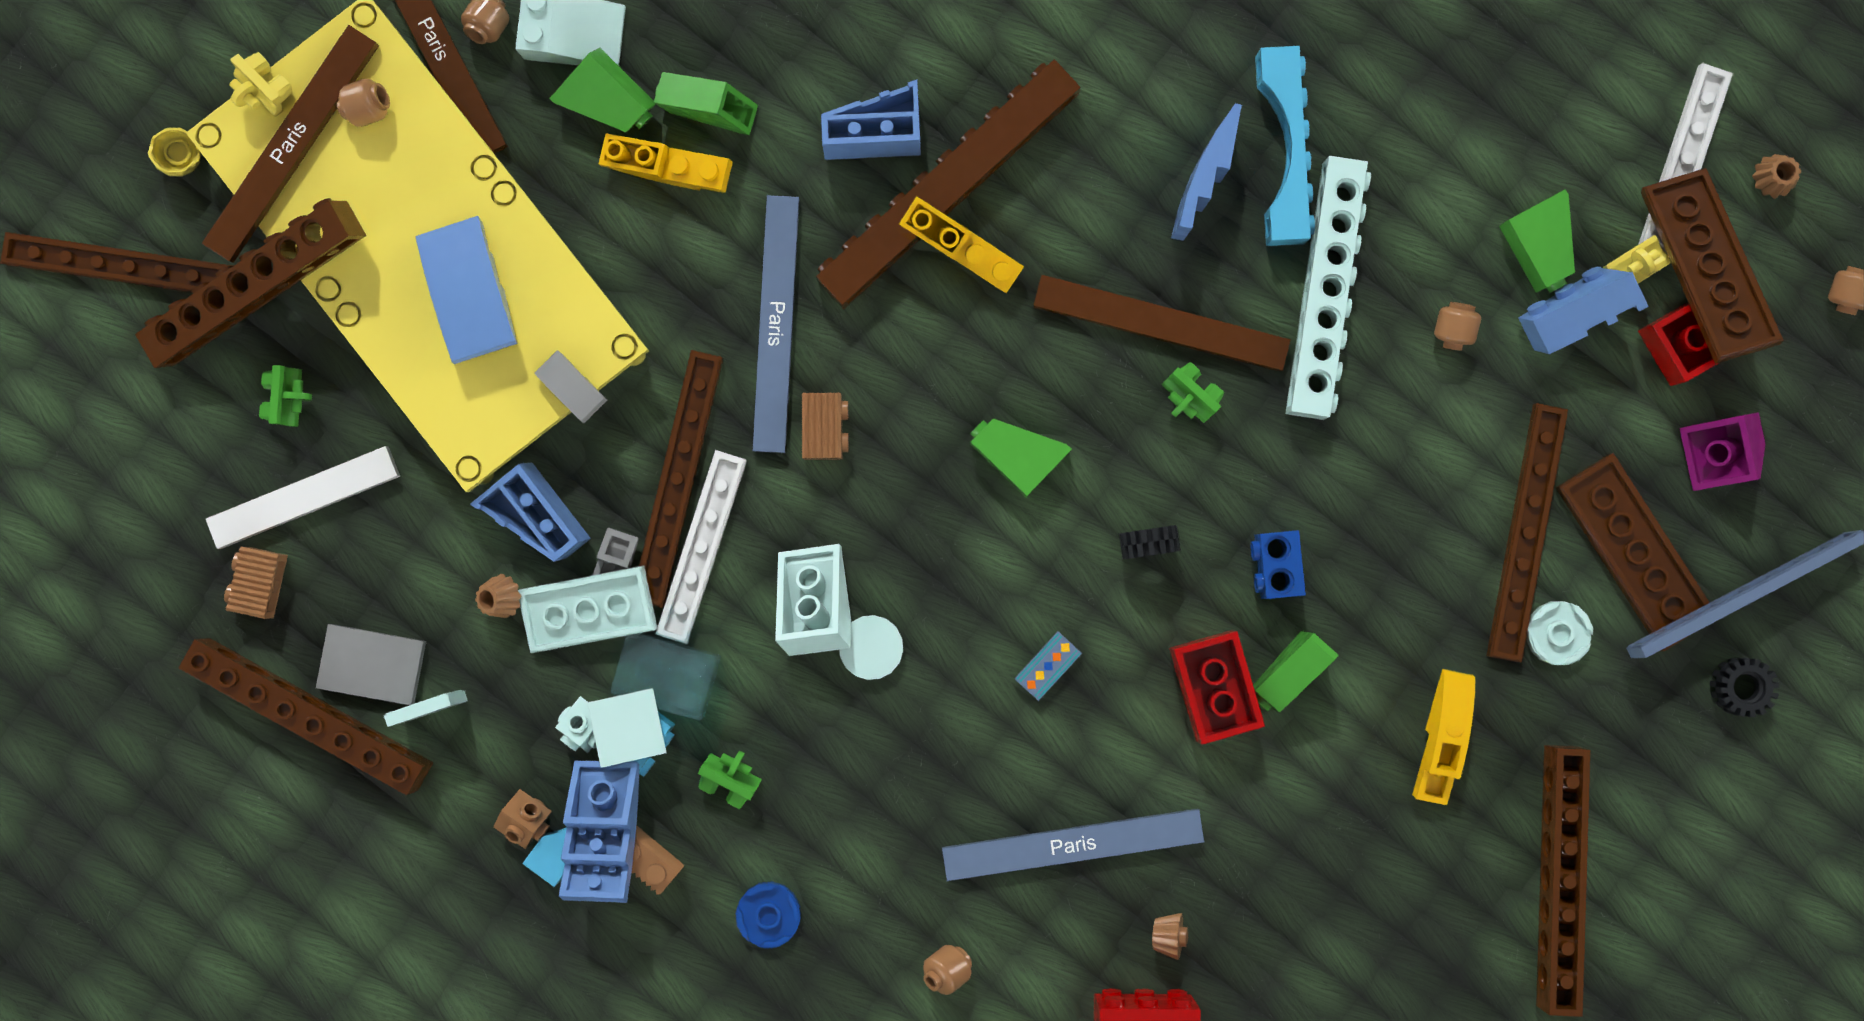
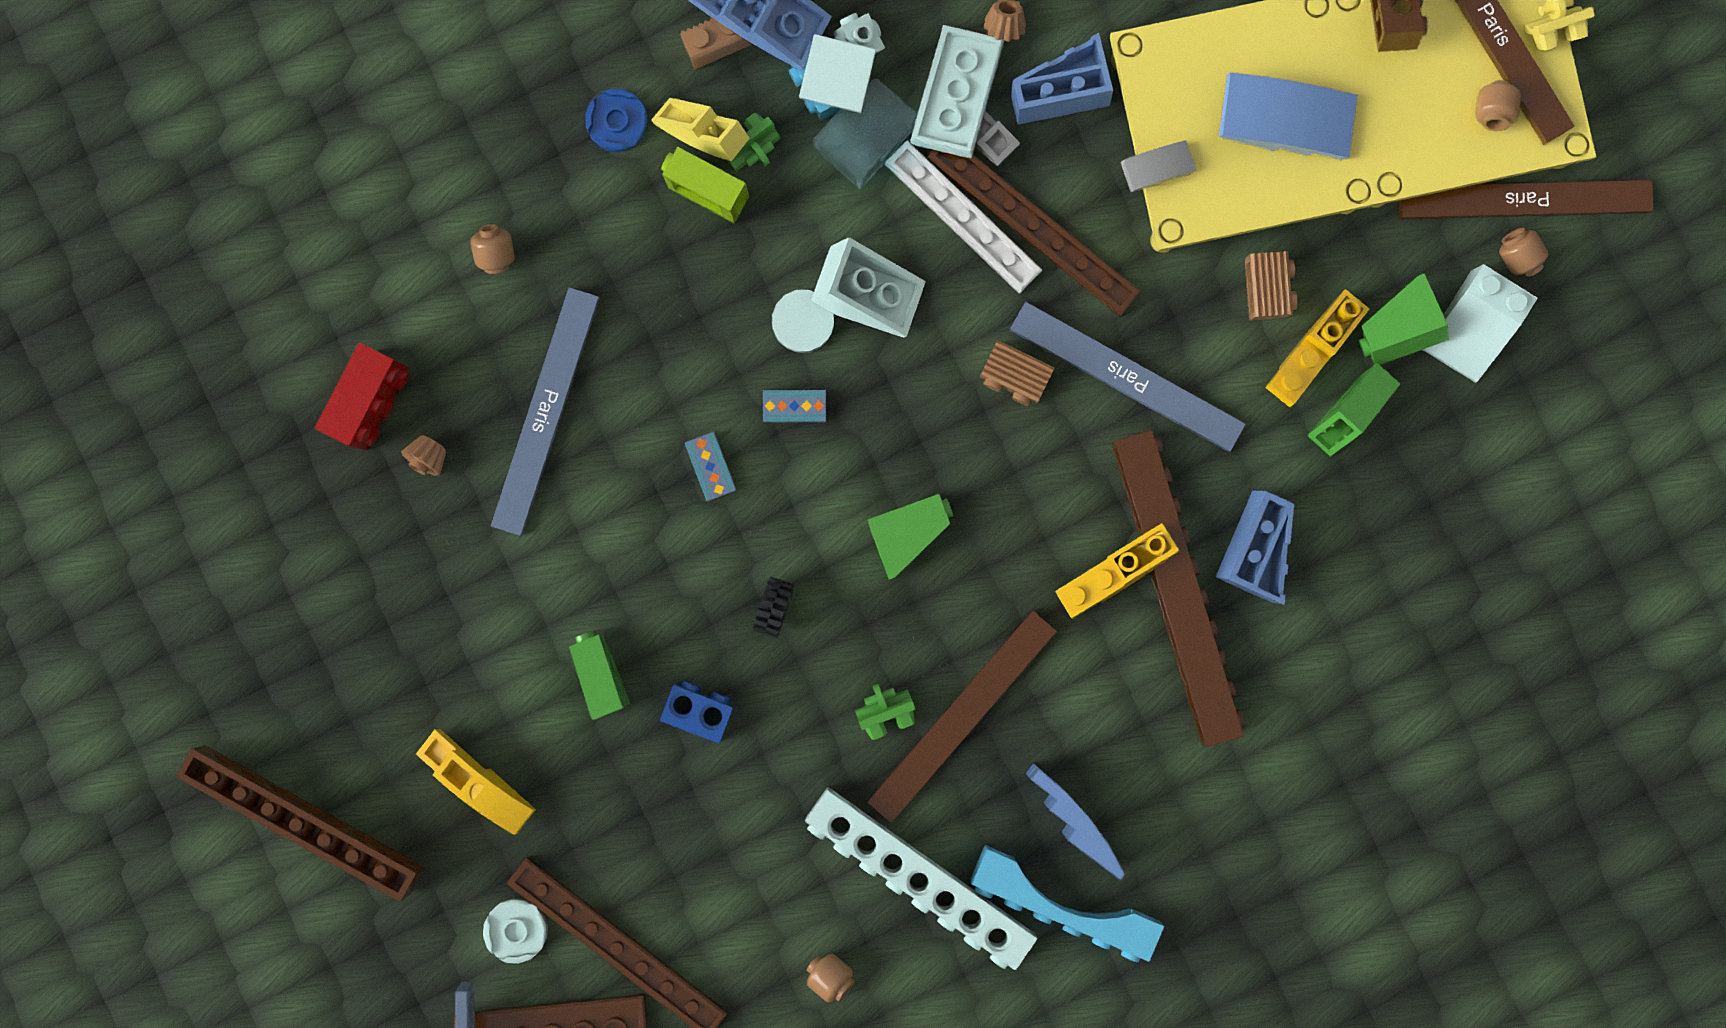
camera: 115 degrees right, 0 degrees up
(628, 233) = (1270, 285): none -> medium nougat brick
(738, 830) = (701, 128): none -> light yellow slope
(790, 800) = (705, 184): none -> lime window
(954, 616) = (794, 406): none -> sand blue tile
(1217, 687) = (618, 603): red brick -> none

